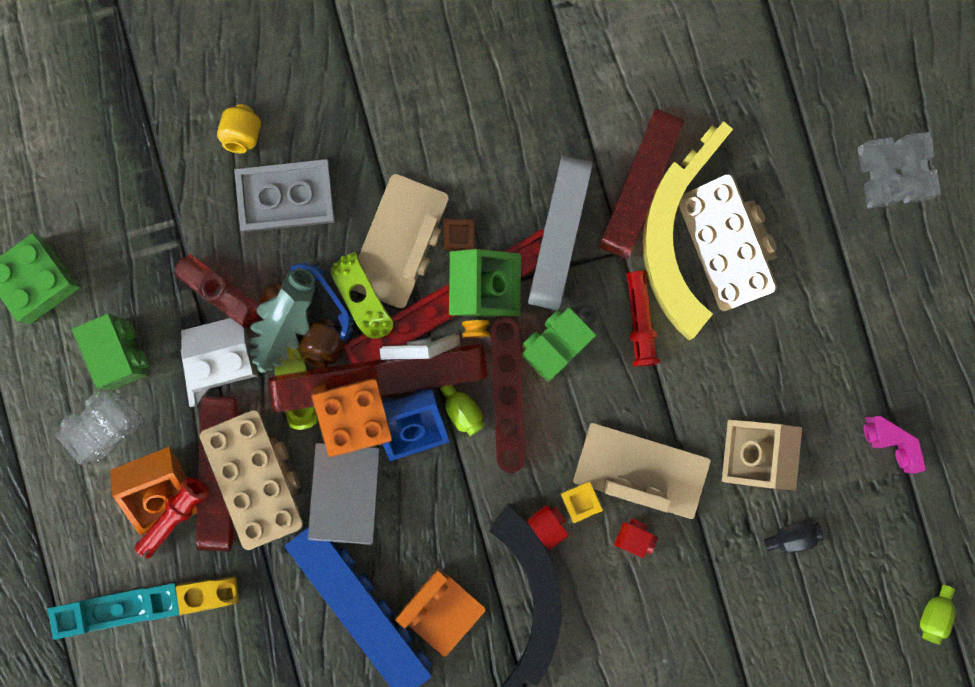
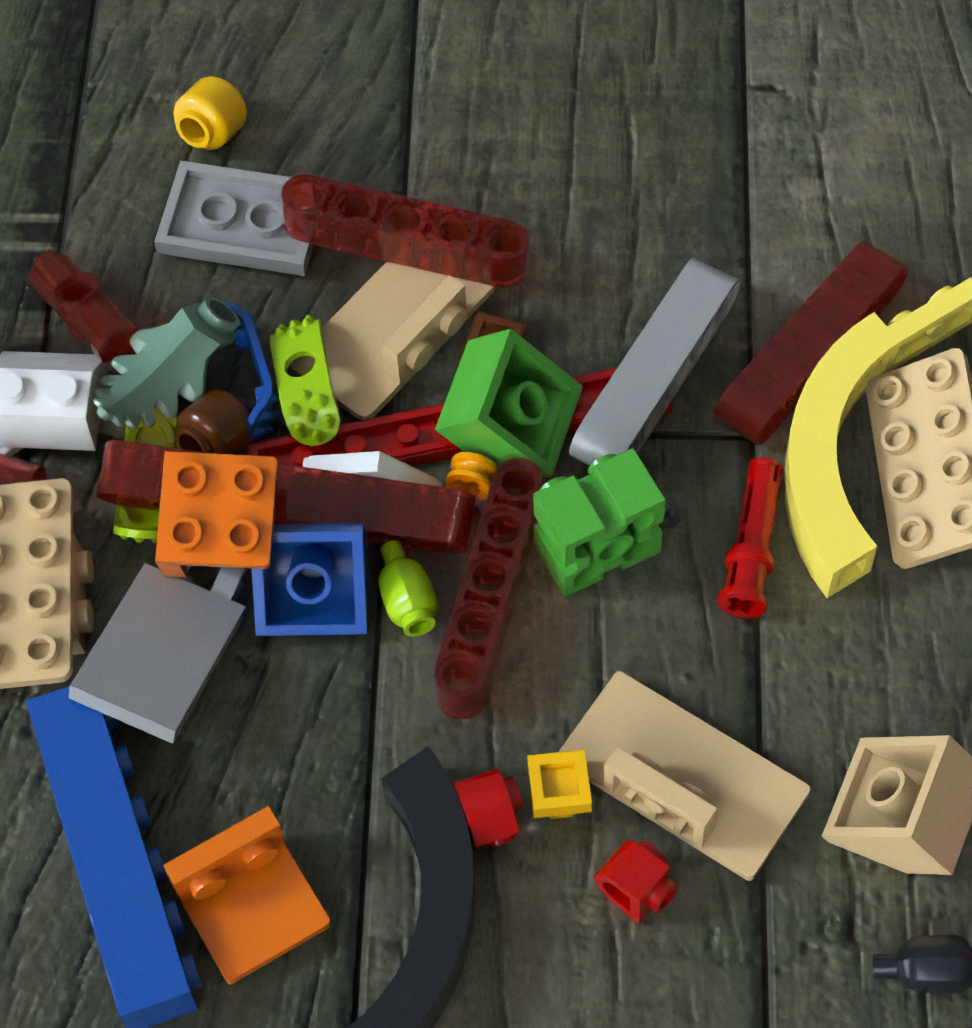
camera: 20 degrees right, 25 degrees down
(373, 178) = (429, 224): none -> clear red beam

